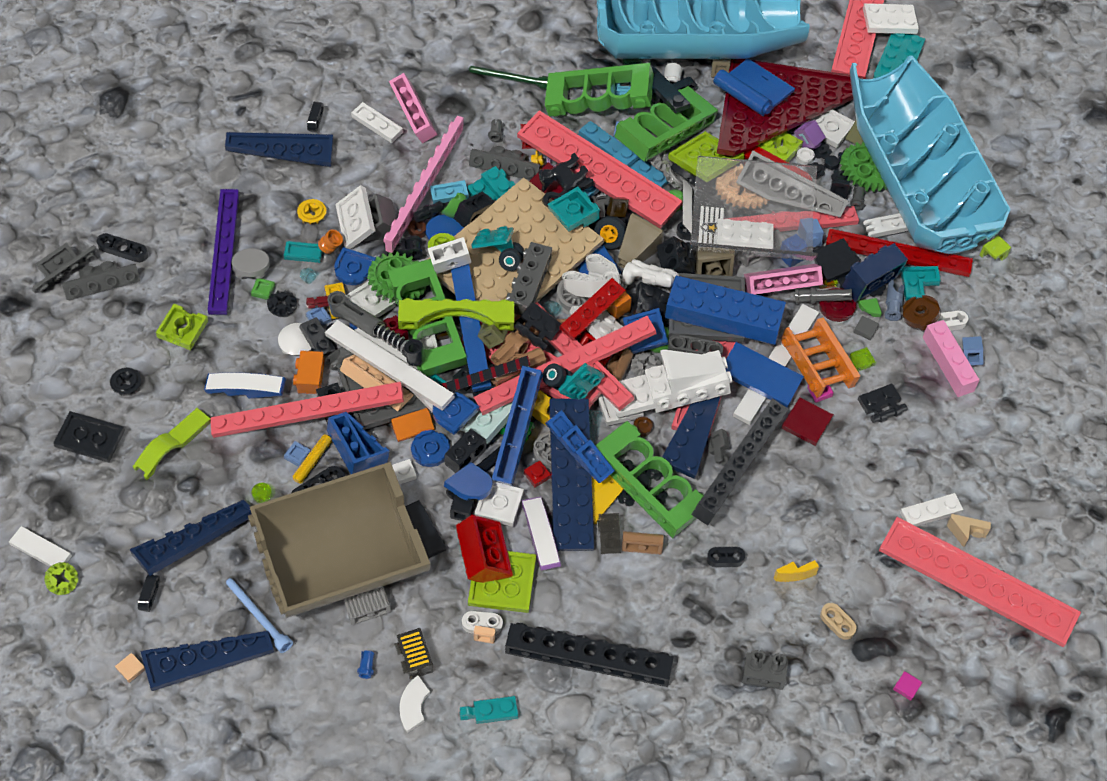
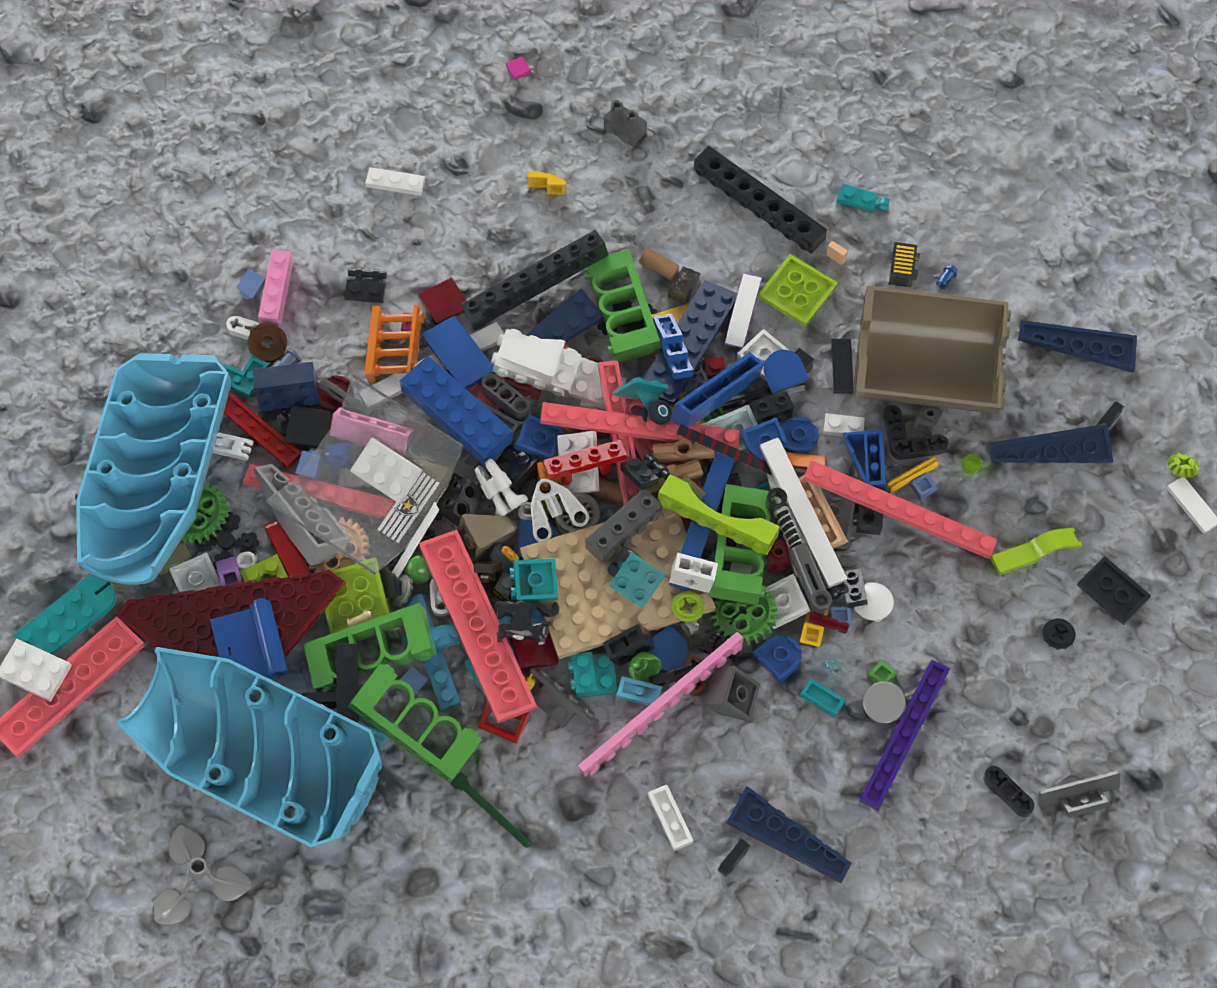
camera: 150 degrees left, 5 degrees up
(99, 279) = (1044, 764): dark grey bracket -> none
(130, 667) = (1147, 365): light nougat tile -> none
(188, 335) = (983, 677): lime brick -> none
(246, 384) = (945, 571): white slope -> none
(282, 309) = (867, 656): black gear -> none
(282, 642) = (1021, 360): light blue piece -> none
(310, 372) = (877, 556): orange brick -> none
(316, 206) = (799, 734): yellow gear -> none
(330, 241) = (792, 686): orange wheel -> none
(355, 217) = (754, 700): white plate -> none
(411, 704) = (924, 231): white tile -> none
(413, 108) = (624, 809): bright pink brick -> none
(482, 619) = (831, 267): white plate -> none
(483, 549) = (803, 309): red slope -> none
(495, 132) = (548, 745): dark grey pin -> none
(685, 140) = (366, 616): none -> tan pin
(726, 557) = (596, 222): black beam -> none
(839, 621) = (539, 135): tan plate -> none
(840, 187) = (242, 505): black tile -> none
(857, 200) = (233, 486): dark grey pin -> none
(862, 359) = (352, 332): clear neon green tile -> none
(866, 328) = (326, 359): dark grey tile -> none
(965, 526) = (380, 152): tan slope -> none
(980, 581) = (402, 111): coral plate -> none

